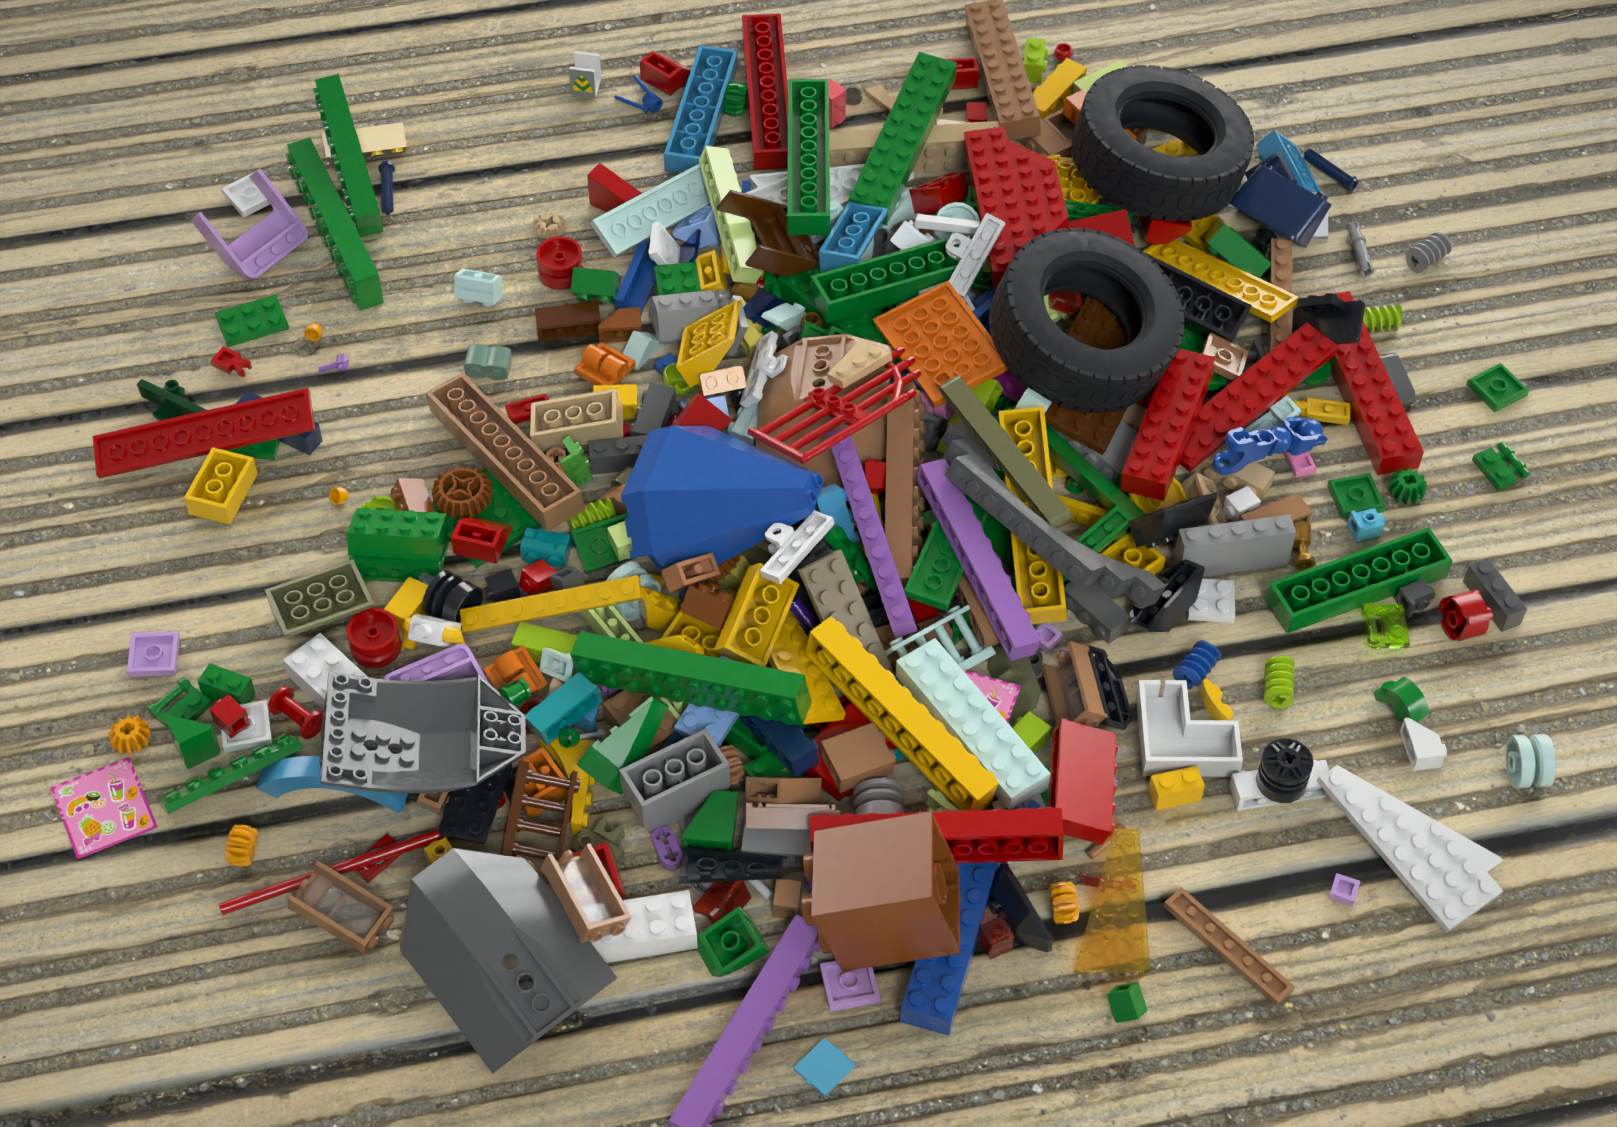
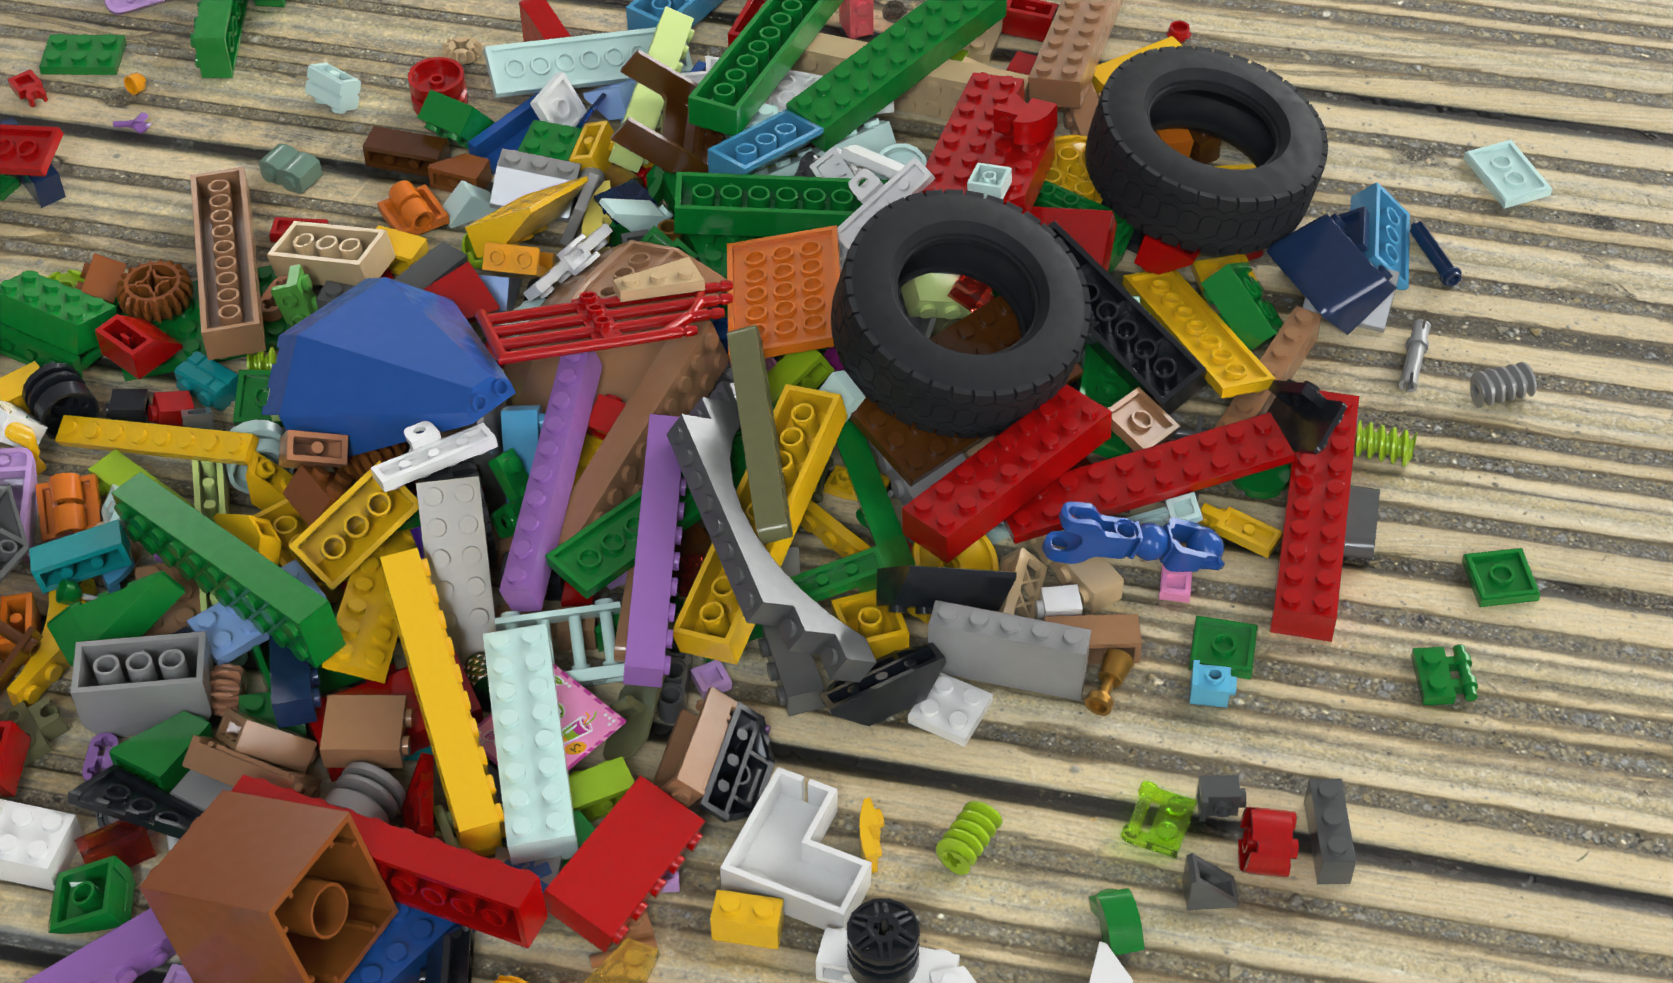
camera: 25 degrees right, 5 degrees down
(338, 495) = (35, 256): light orange hinge -> none
(516, 692) = (39, 524): green piece -> none
(919, 790) = (418, 805): none -> red wing
(937, 193) = (918, 133): red wedge -> none
(1034, 59) = (1134, 28): lime brick -> none
(1041, 163) = (1029, 124): none -> red brick
(1042, 215) = (990, 180): none -> light aqua piece
(1197, 664) = (874, 775): blue piece -> none
(1263, 242) = (1285, 309): black bush -> none
(1342, 94) = (1507, 174): none -> light aqua tile
(1357, 579) = (1152, 746): green brick -> none
(1407, 486) = (1296, 656): green gear -> none
(1440, 658) = (1207, 885): none -> dark grey slope

